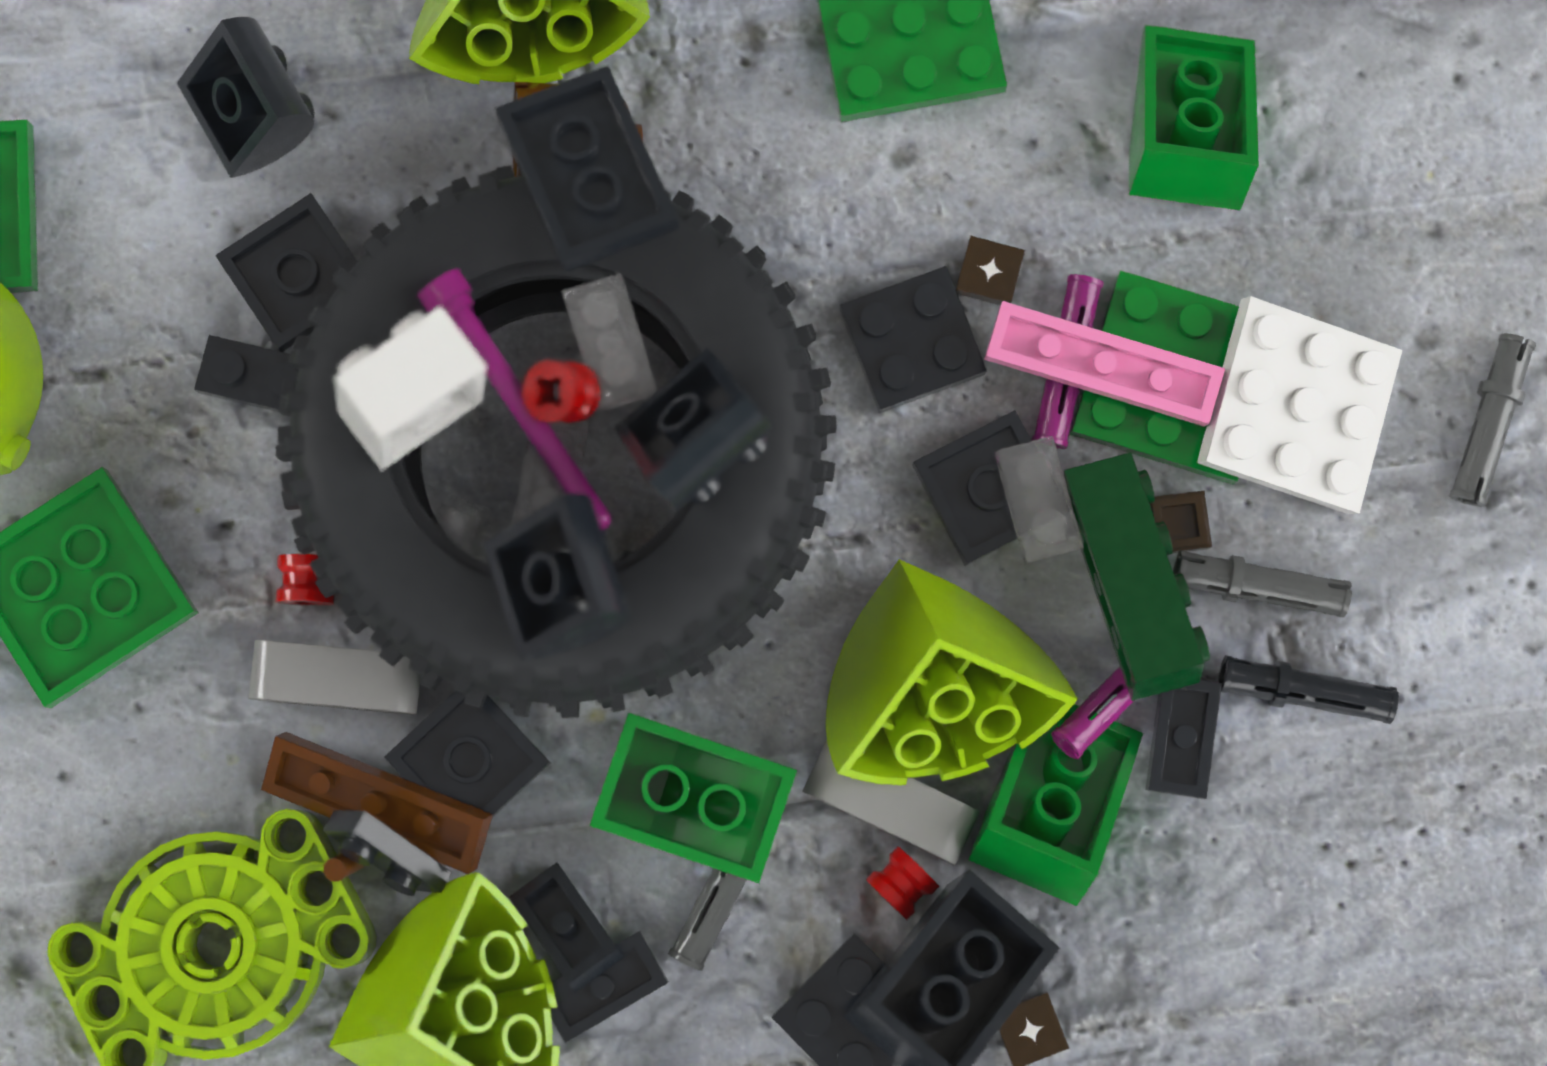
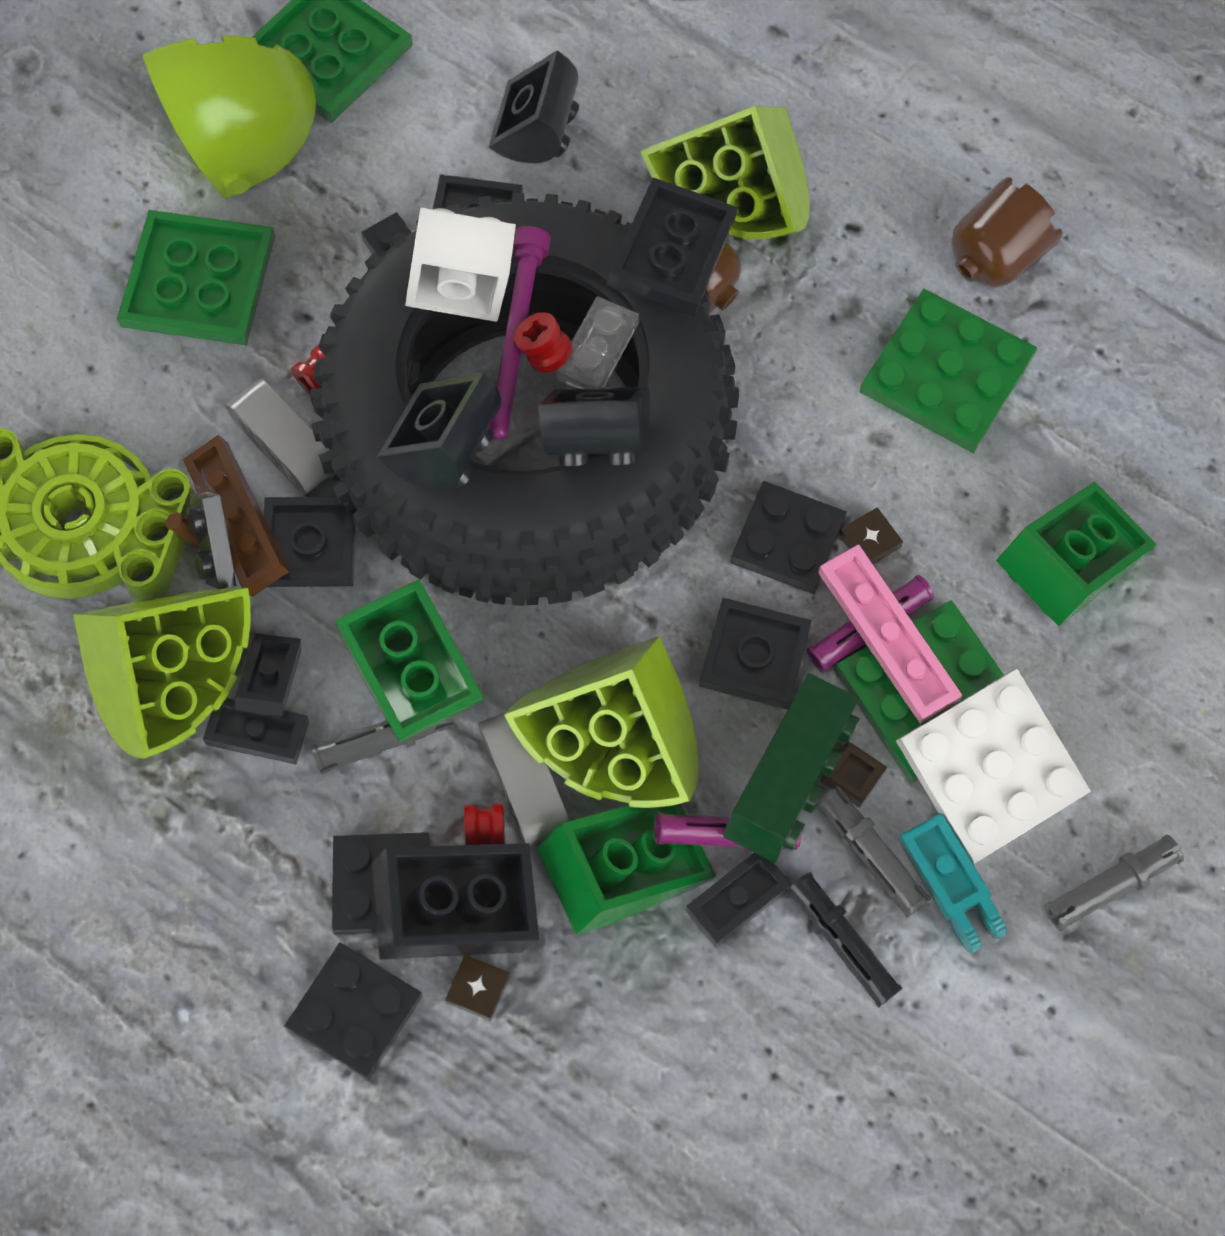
camera: 45 degrees right, 15 degrees down
(1038, 500) = (776, 678): clear plate -> none
(1350, 546) = (951, 879): none -> teal hinge

